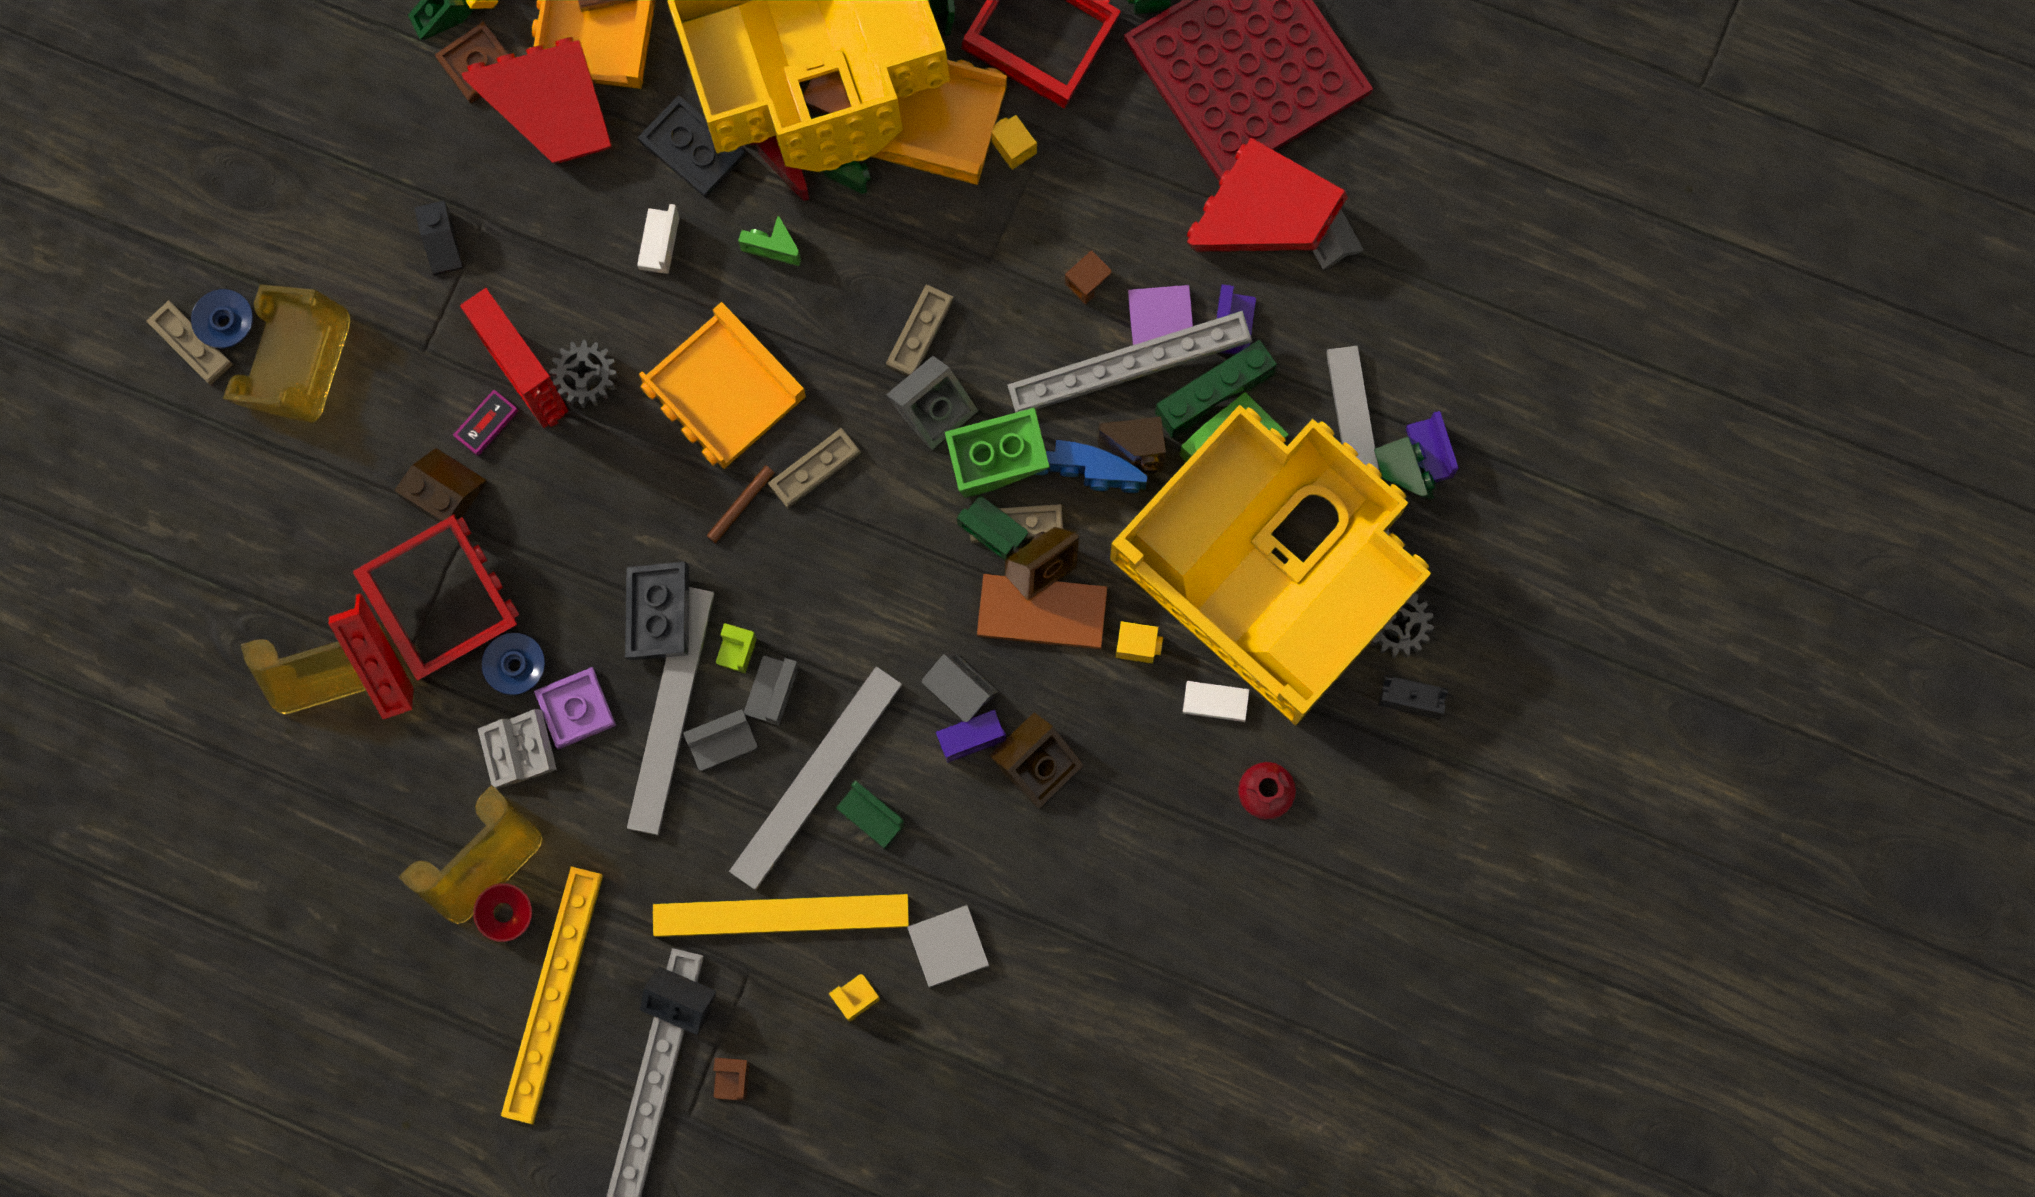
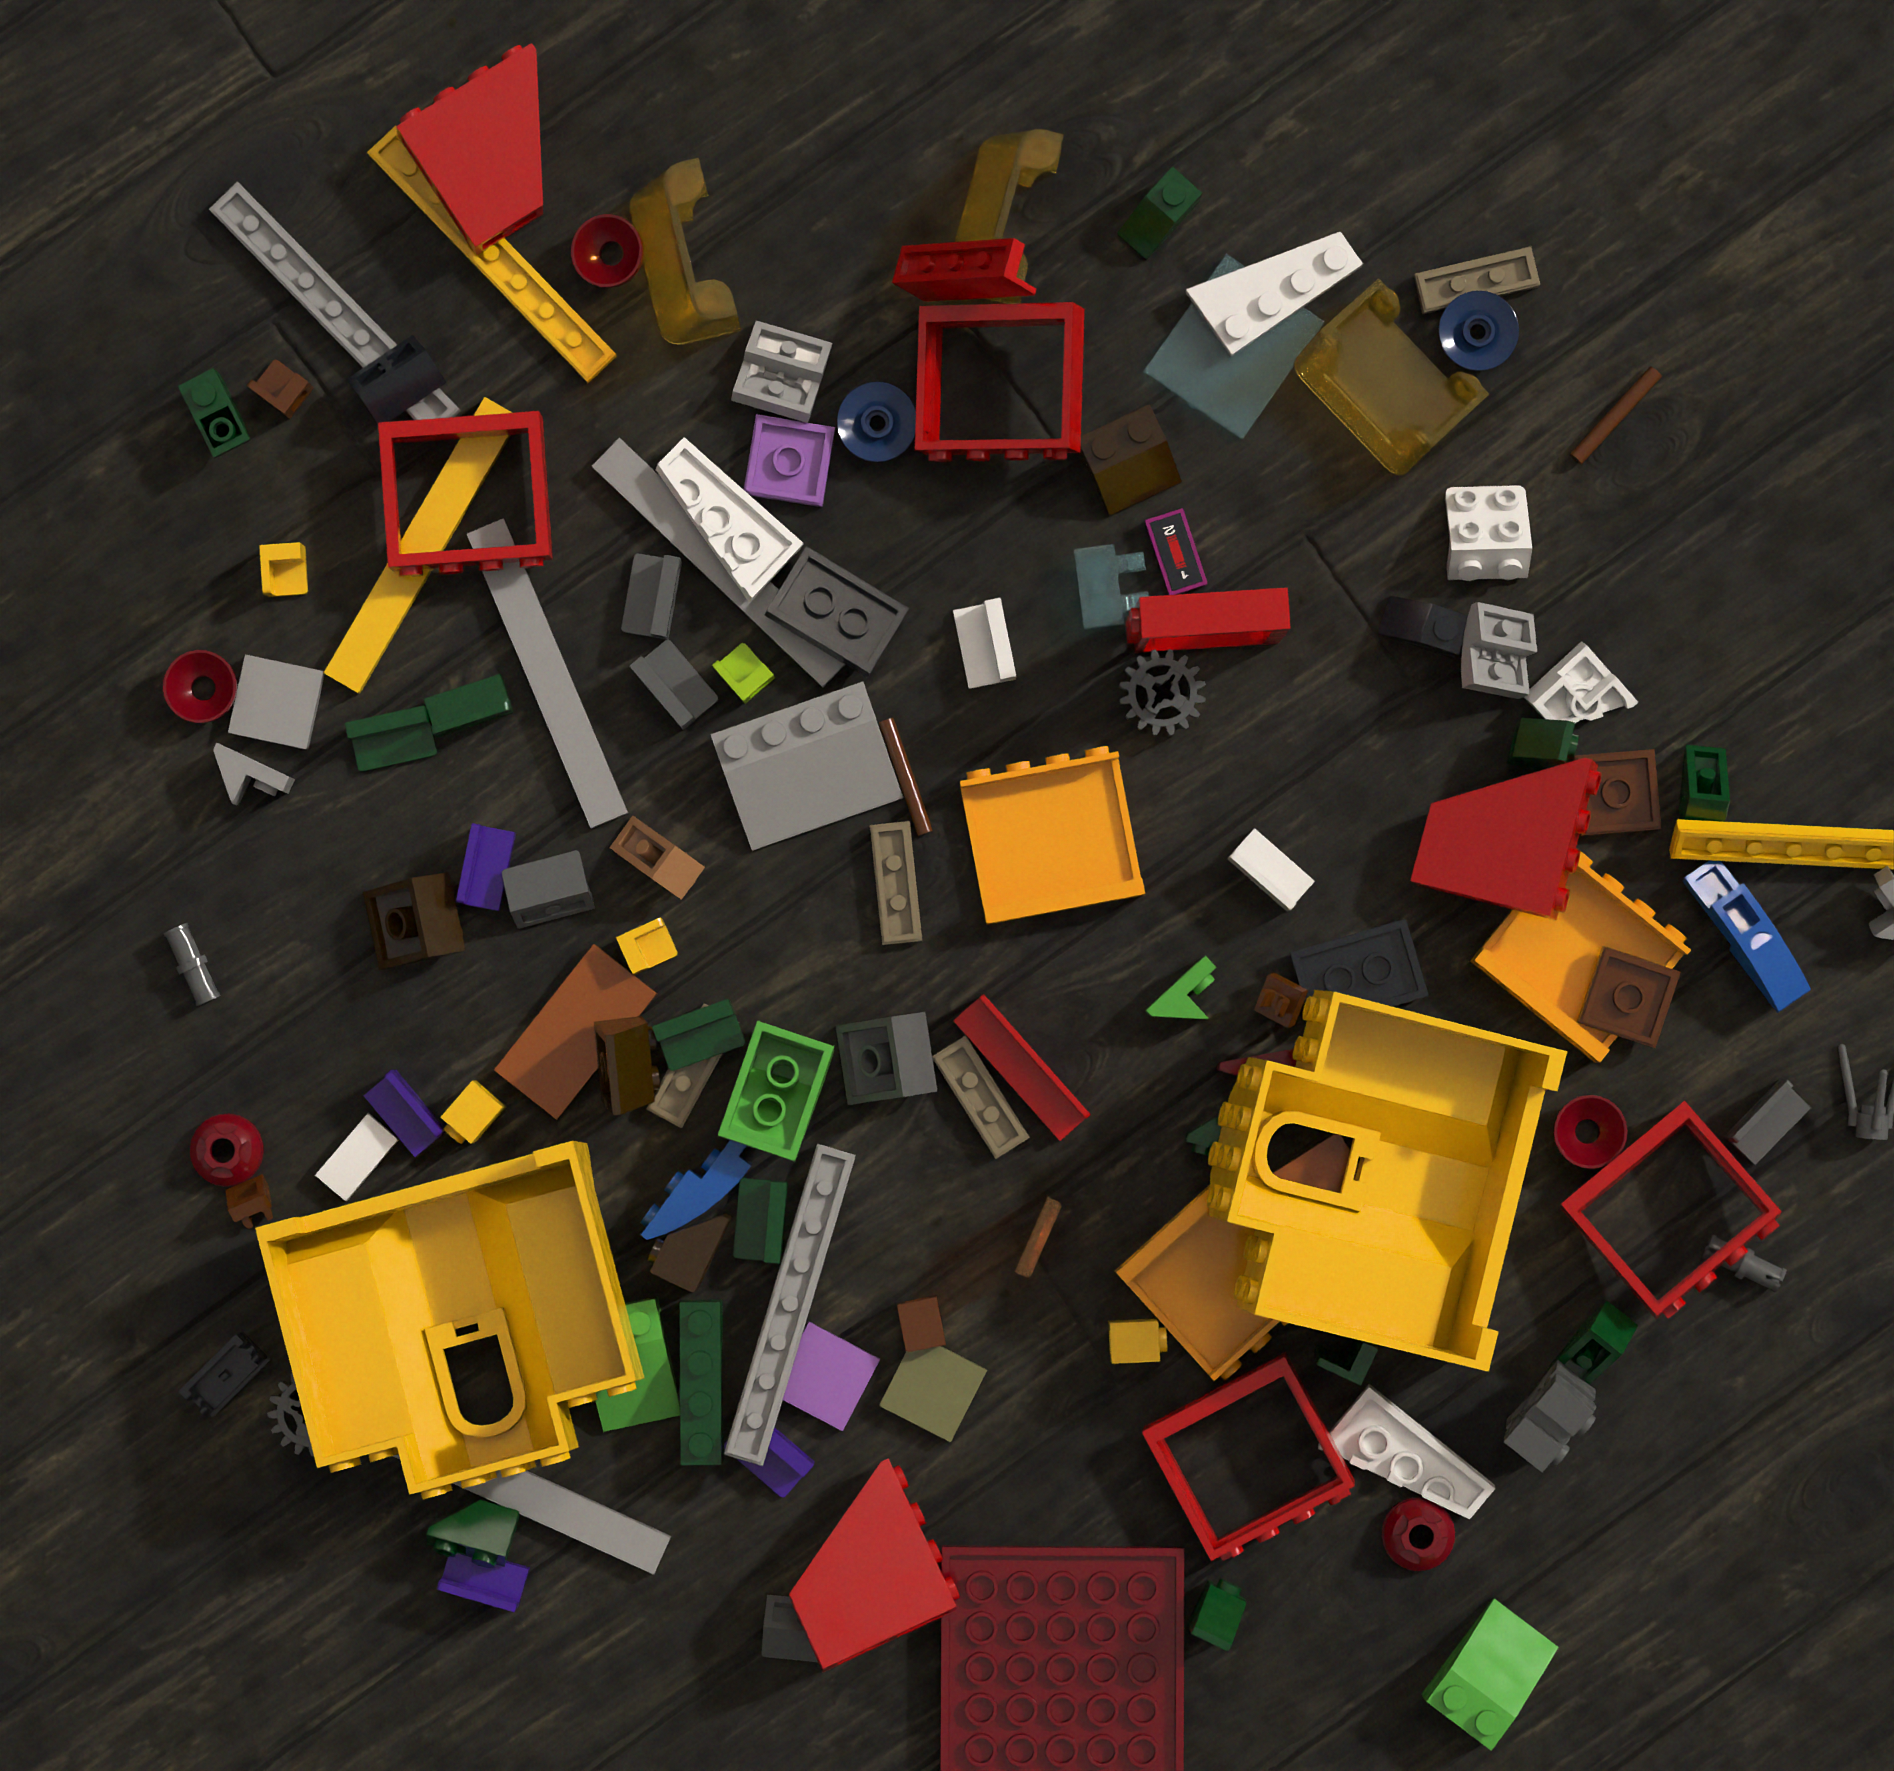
camera: 120 degrees right, 10 degrees up
(229, 205) = (1615, 415): none -> reddish brown bar
(261, 566) = (1159, 213): none -> dark green slope
(277, 467) = (1266, 293): none -> white wing
(325, 469) = (1223, 386): none -> clear light blue piece
(353, 234) = (1488, 533): none -> white bracket
(424, 123) = (1578, 689): none -> white slope
(428, 184) = (1496, 650): none -> light grey slope
(471, 117) = (1542, 743): none -> dark green slope
(480, 1040) = (483, 149): none -> red slope
(536, 455) = (1099, 584): none -> clear light blue plate
(619, 505) = (984, 644): none -> white panel
(639, 714) = (734, 525): none -> white wing
(738, 182) = (1281, 1000): none -> reddish brown tile
(771, 570) = (807, 766): none -> light grey slope
(776, 1108) = (215, 412): none -> dark green slope
(778, 881) = (457, 428): none -> red window
(882, 316) = (1021, 1067): none -> red panel
(893, 628) = (657, 857): none -> medium nougat slope
(924, 852) = (392, 738): none -> dark green panel
(956, 600) = (647, 946): none -> yellow panel
(969, 983) = (180, 680): none -> dark red piece
(985, 235) = (1037, 1236): none -> clear orange tile
(1008, 940) = (239, 769): none -> light grey slope
(1081, 418) = (760, 1220): none -> dark green panel
(1126, 246) = (933, 1389): none -> olive tile
(1159, 889) = (192, 964): none -> dark grey pin
(1166, 687) = (405, 1113): none -> dark purple panel
(1289, 752) = (249, 1199): none -> reddish brown tile

